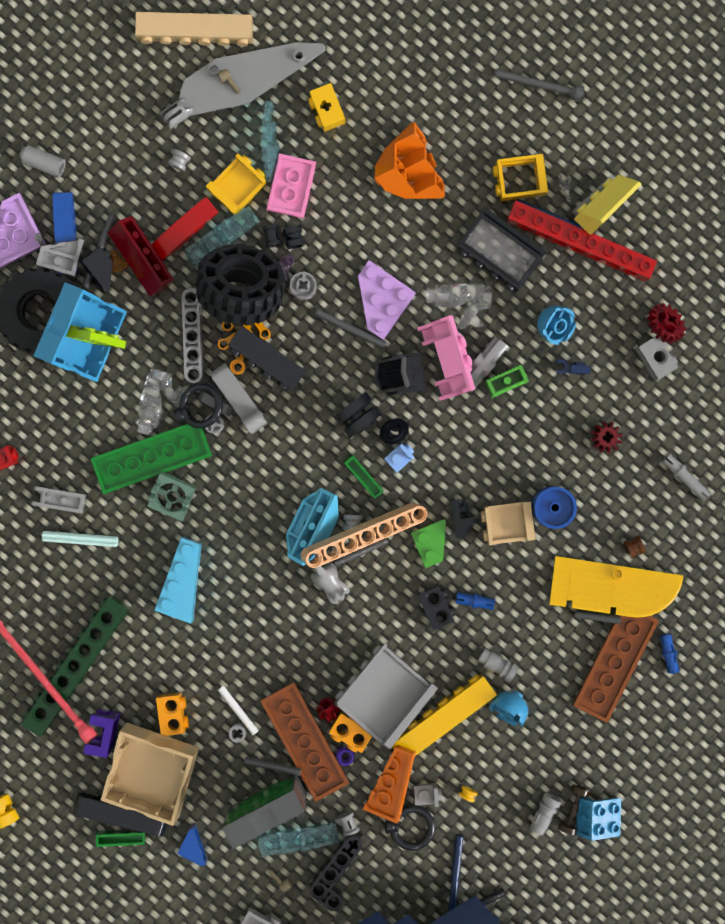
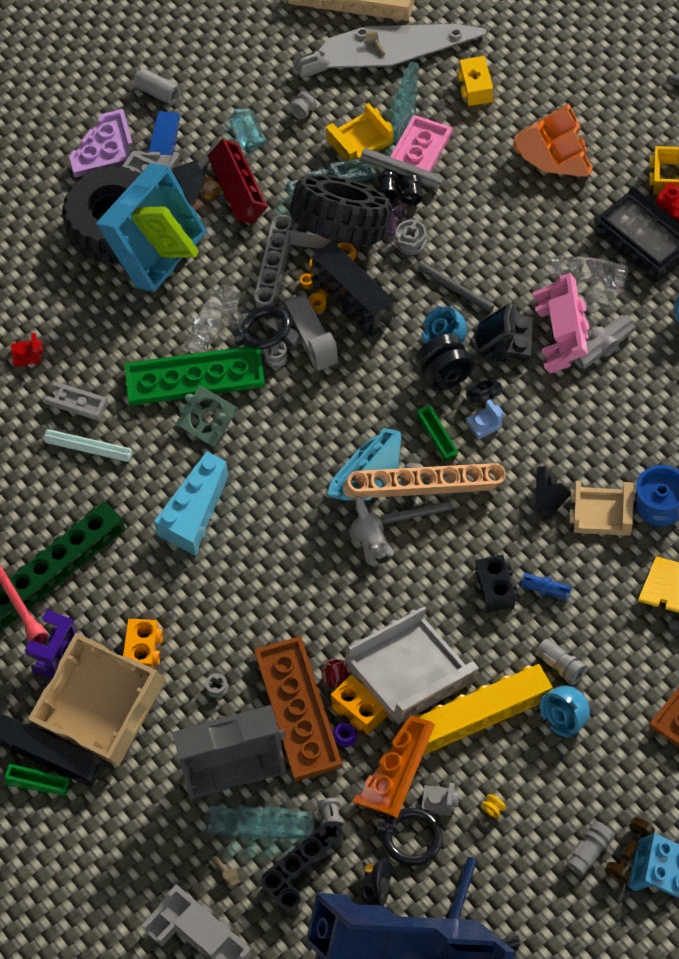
camera: 25 degrees right, 30 degrees down
(135, 192) = (247, 129): none -> clear light blue slope
(184, 228) = (292, 164): red slope -> none
(192, 847) = (123, 803): blue slope -> none
(237, 709) = (224, 661): white bar -> none
(280, 215) = (401, 167): none -> light grey axle
(350, 381) = (444, 321): none -> dark azure cylinder
(382, 299) = (499, 264): lavender plate -> none
(395, 874) = (377, 881): none -> black piece
(430, 542) = (503, 516): bright green wing -> none
(506, 381) = (626, 357): bright green brick -> none

